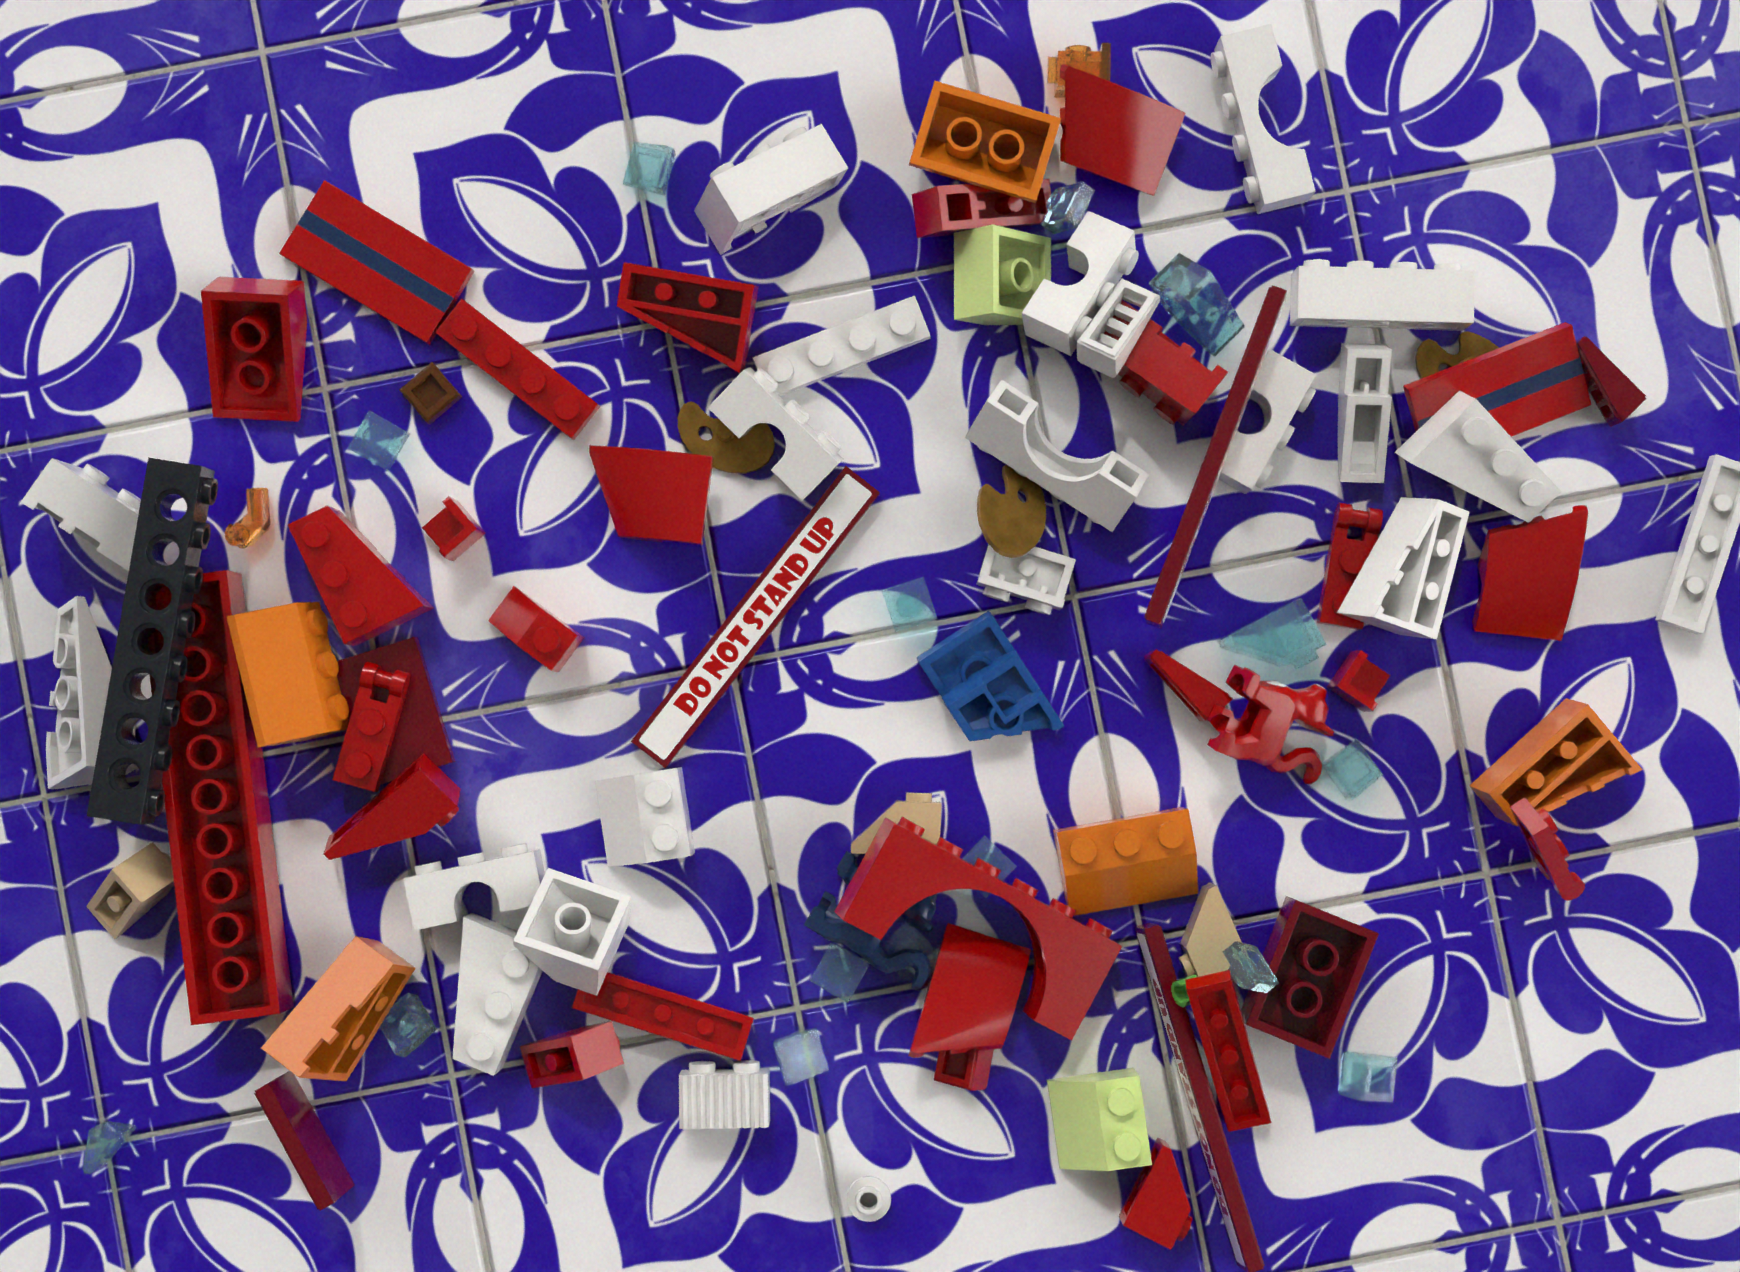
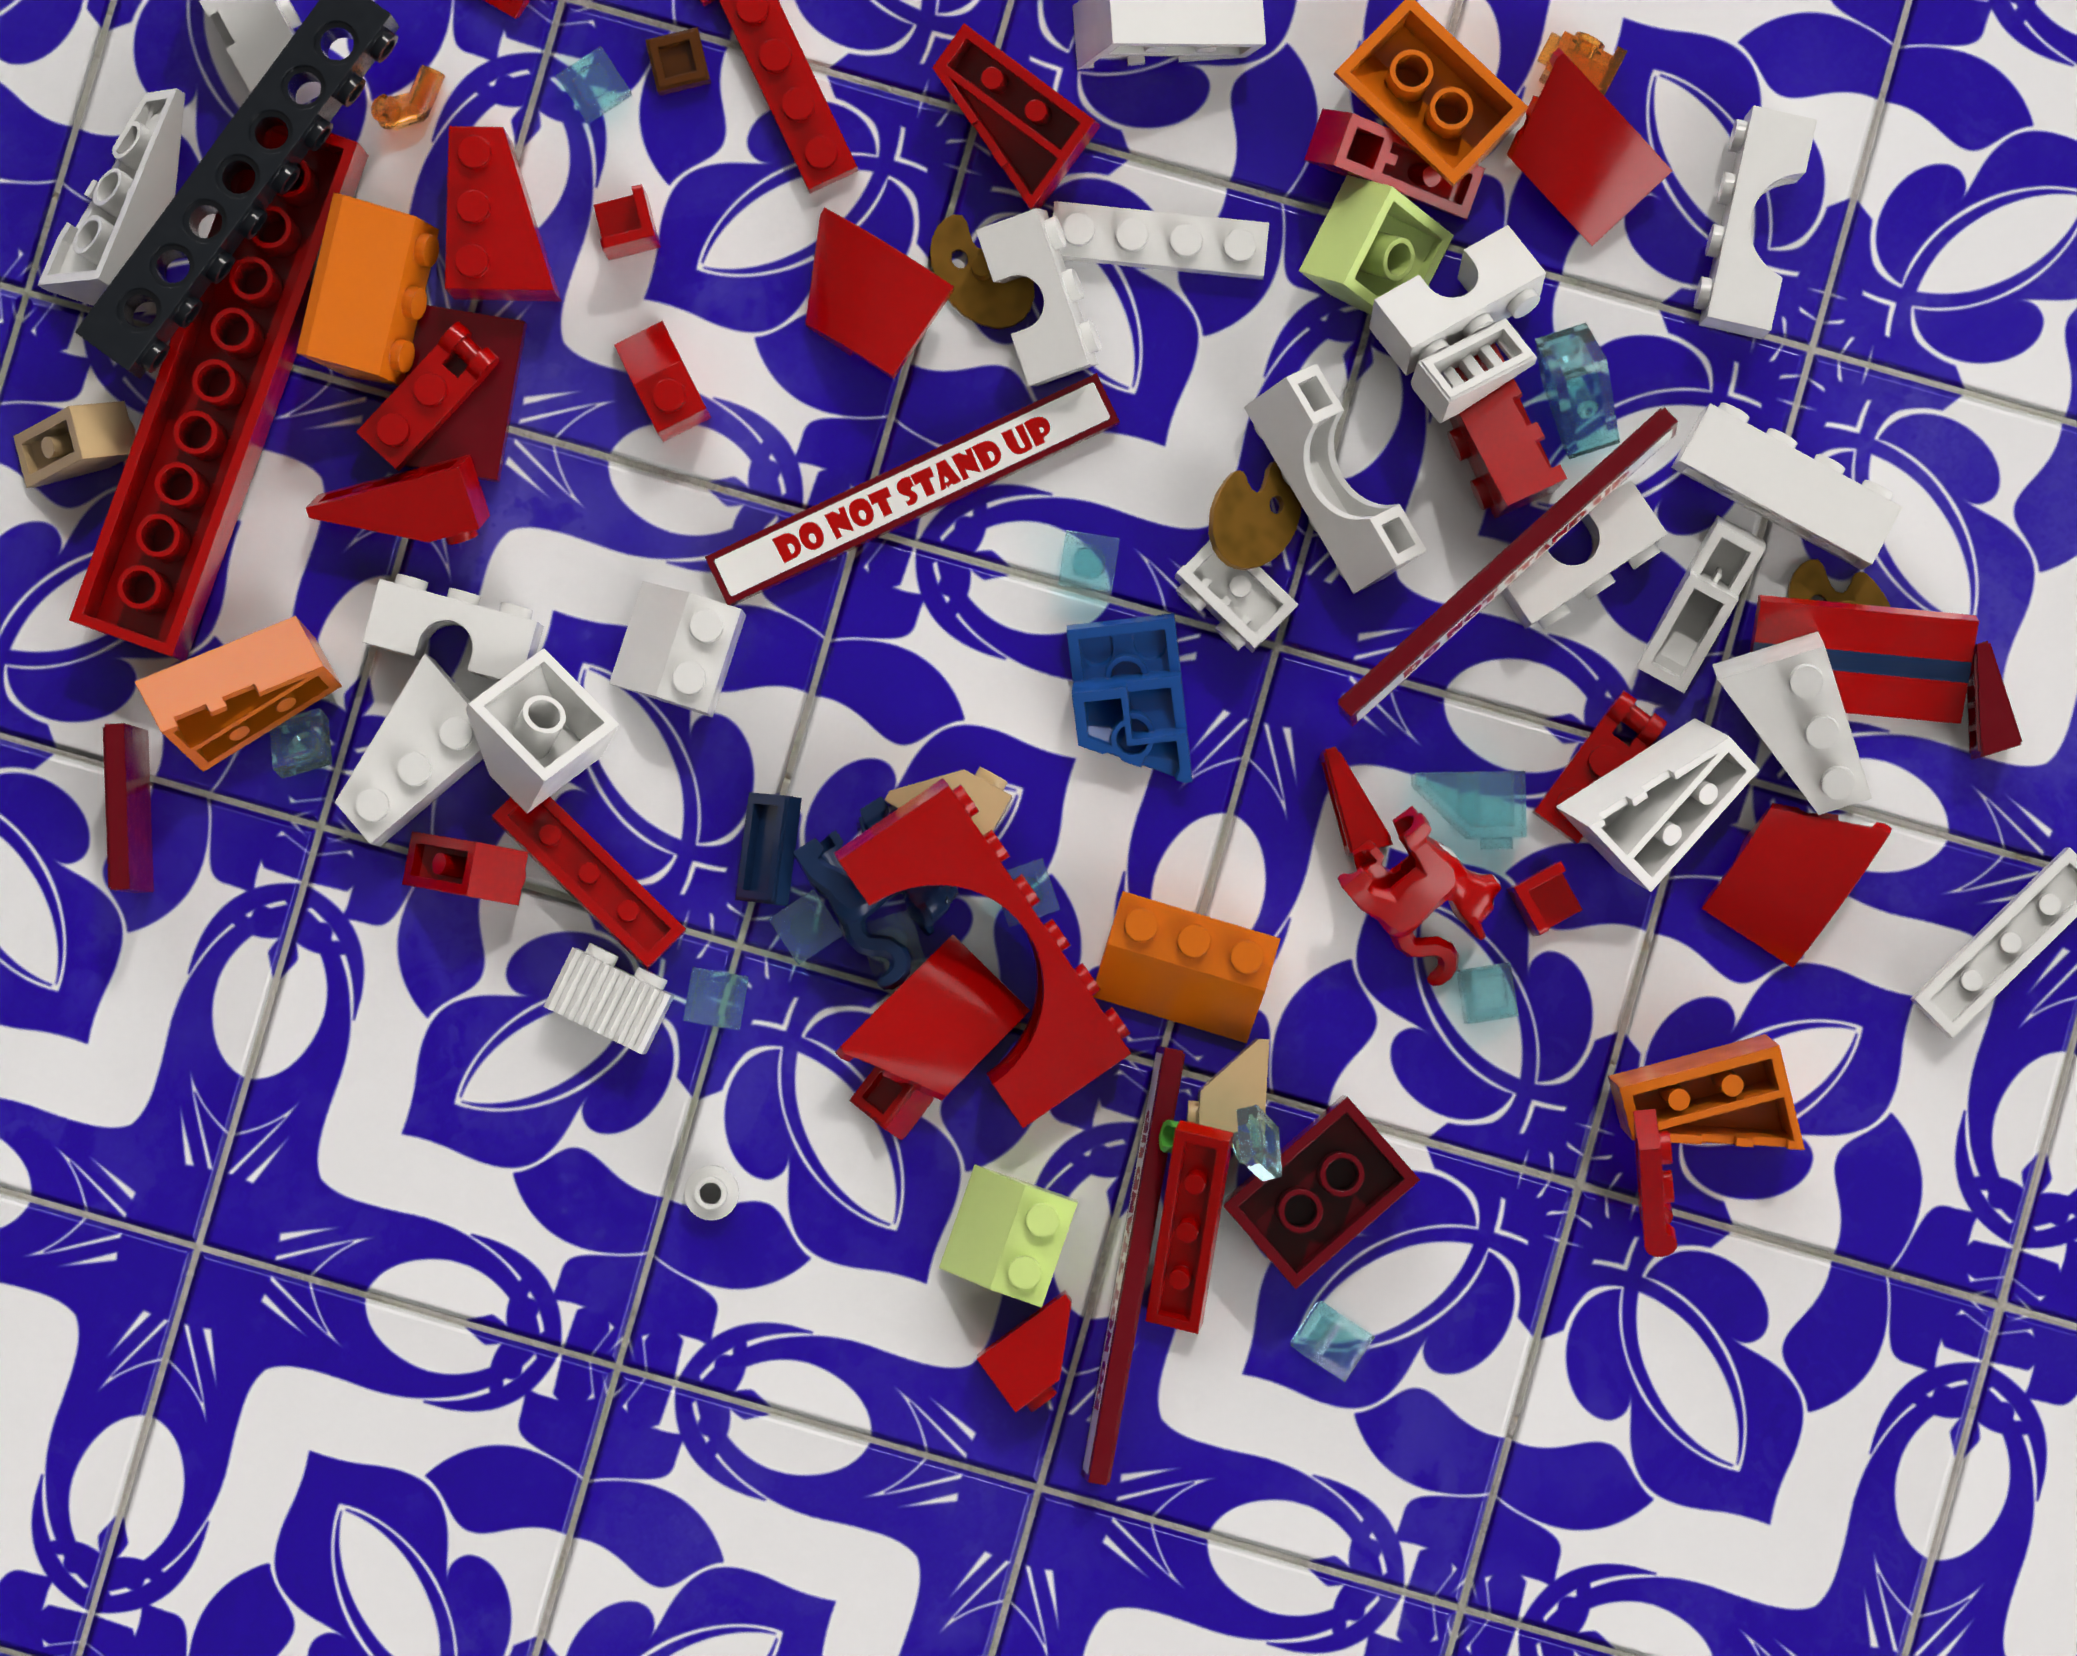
camera: 25 degrees right, 0 degrees up
(784, 929) = (768, 848): none -> dark blue tile
(1067, 207) = (1487, 209): clear light blue plate -> none

